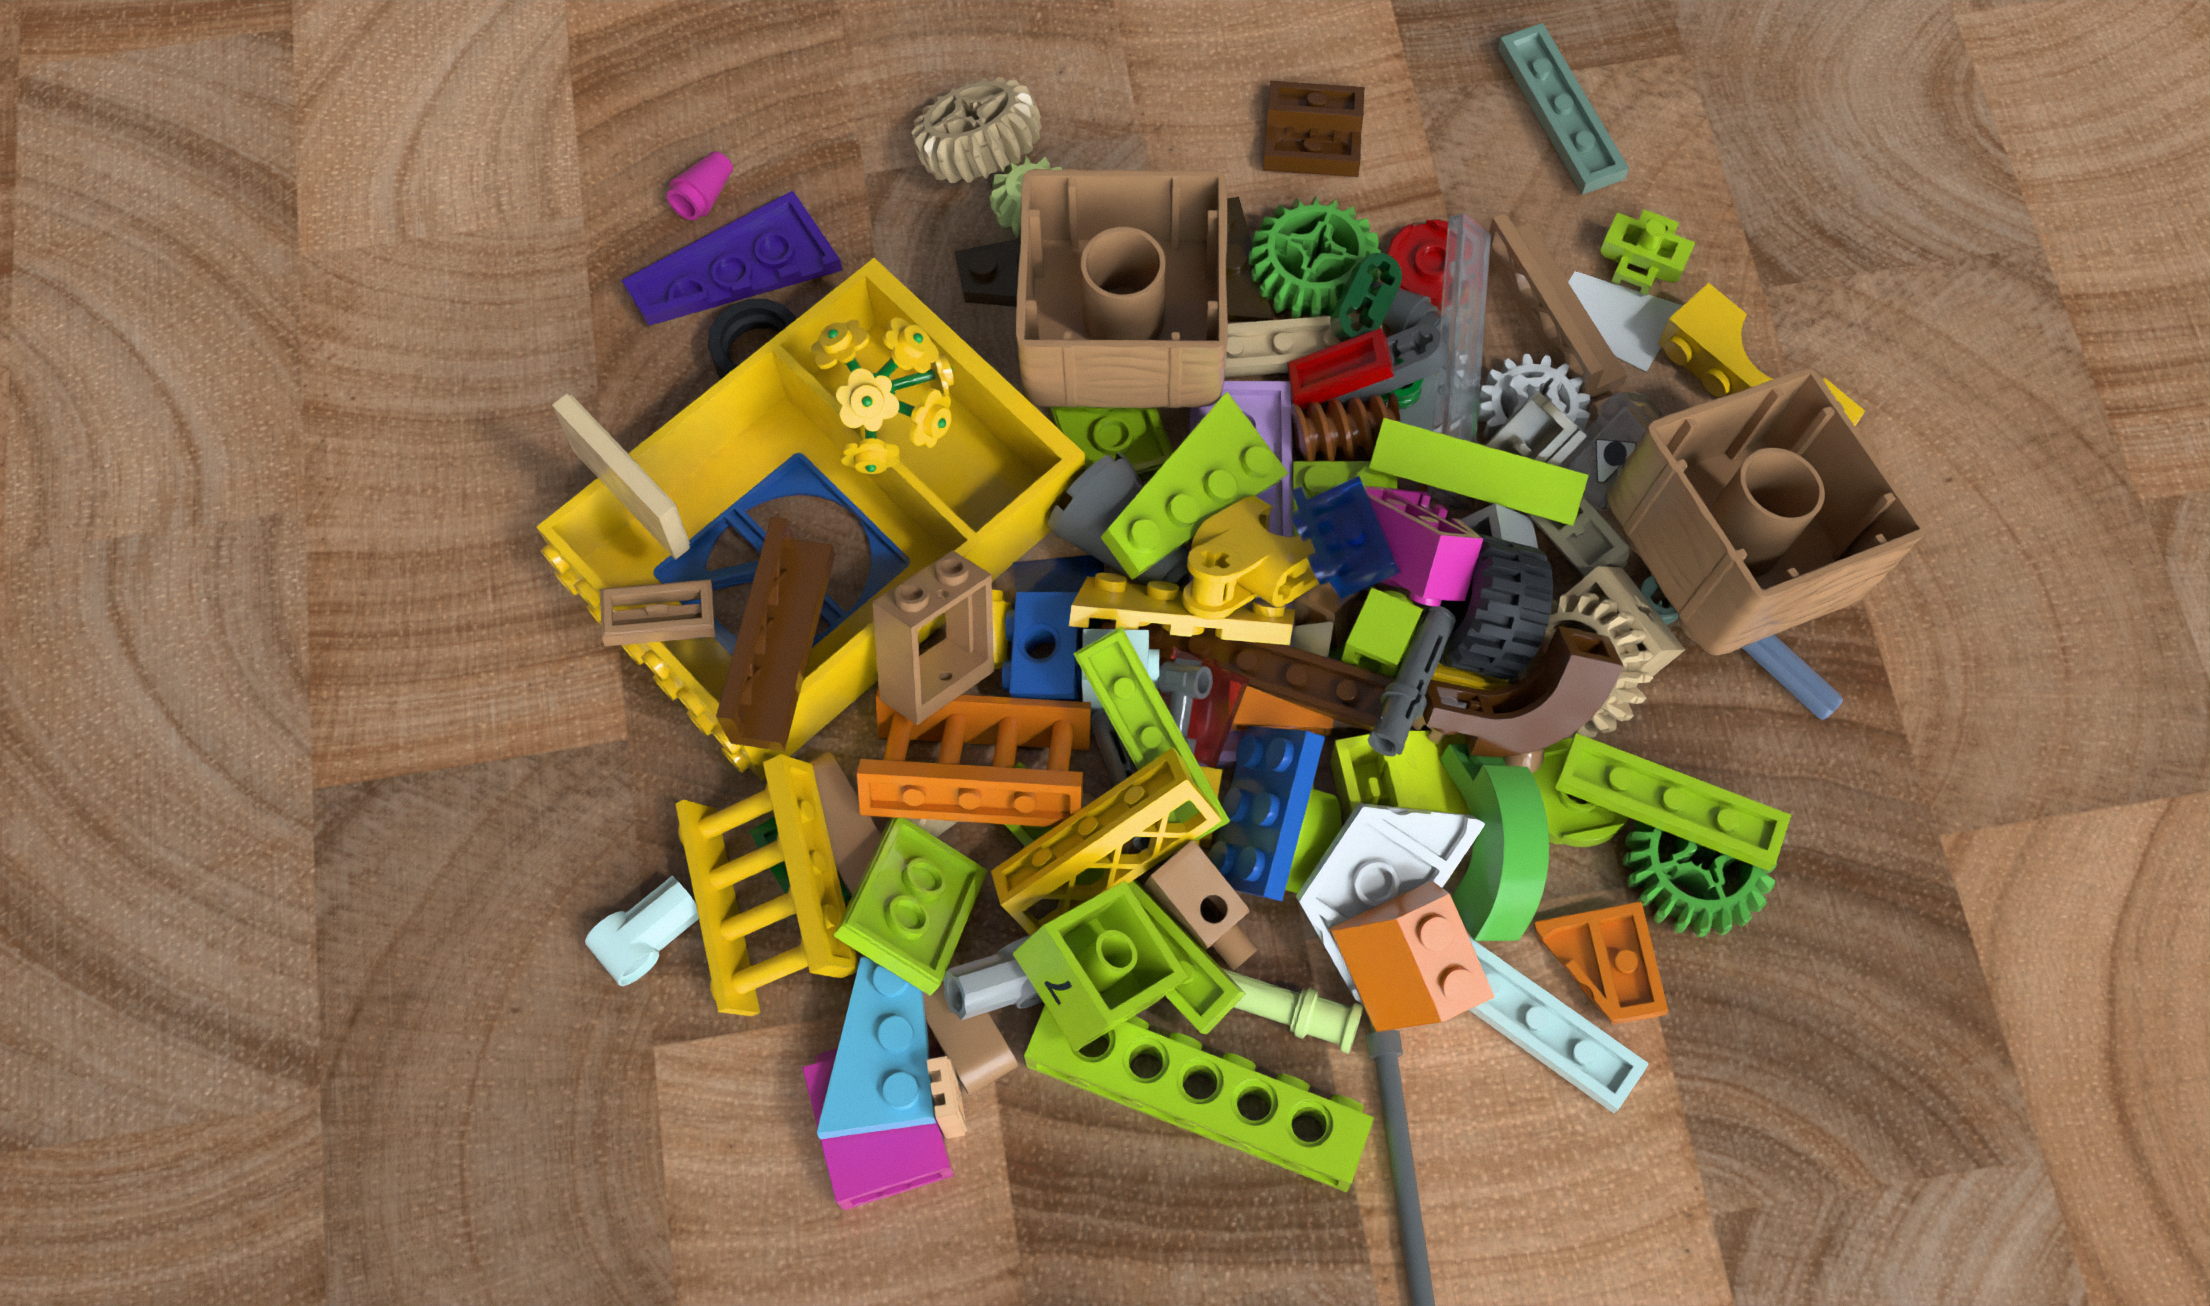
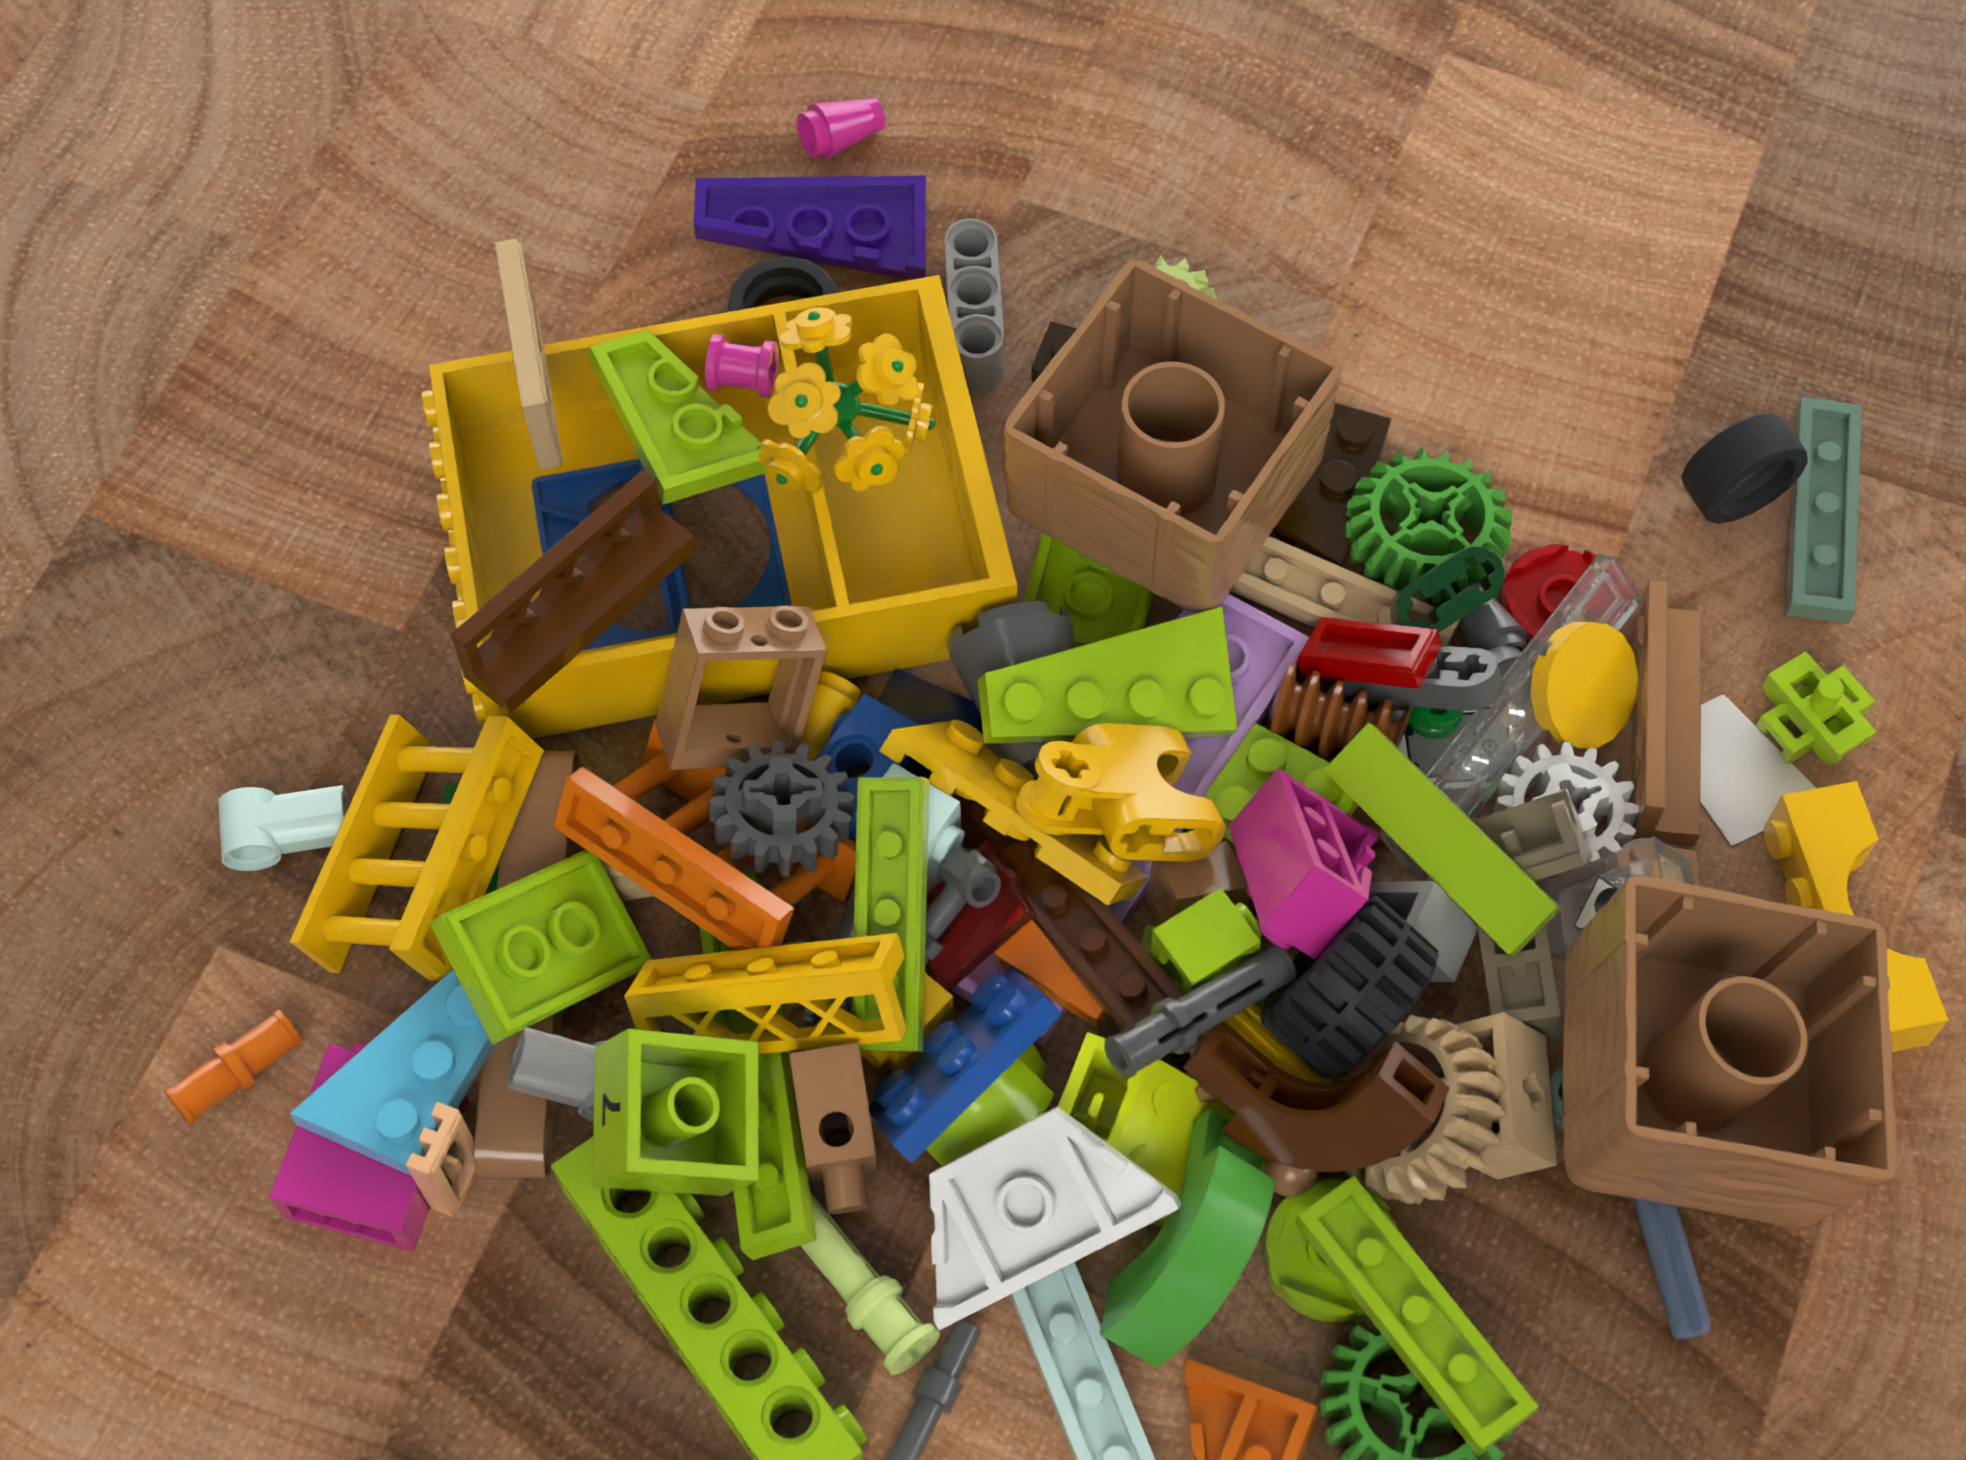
camera: 30 degrees right, 5 degrees down
(658, 621) = (478, 519): medium nougat tile -> none
(733, 1126) = (233, 1066): none -> orange pin
(754, 469) = (671, 421): none -> lime wing
(779, 400) = (741, 365): none -> dark pink bush
(890, 249) = (972, 279): none -> light grey beam
(976, 130) = (1150, 207): tan gear -> none
(1018, 708) = (781, 808): none -> dark grey gear
(1313, 638) = (1143, 916): white sticker -> none
(1314, 128) = (1526, 391): reddish brown slope -> none
(1345, 536) = (1225, 818): clear blue bracket -> none
(1412, 960) = (1009, 1309): orange slope -> none
(1493, 313) = (1585, 684): none -> yellow tile
(1500, 106) = (1744, 468): none -> black tyre

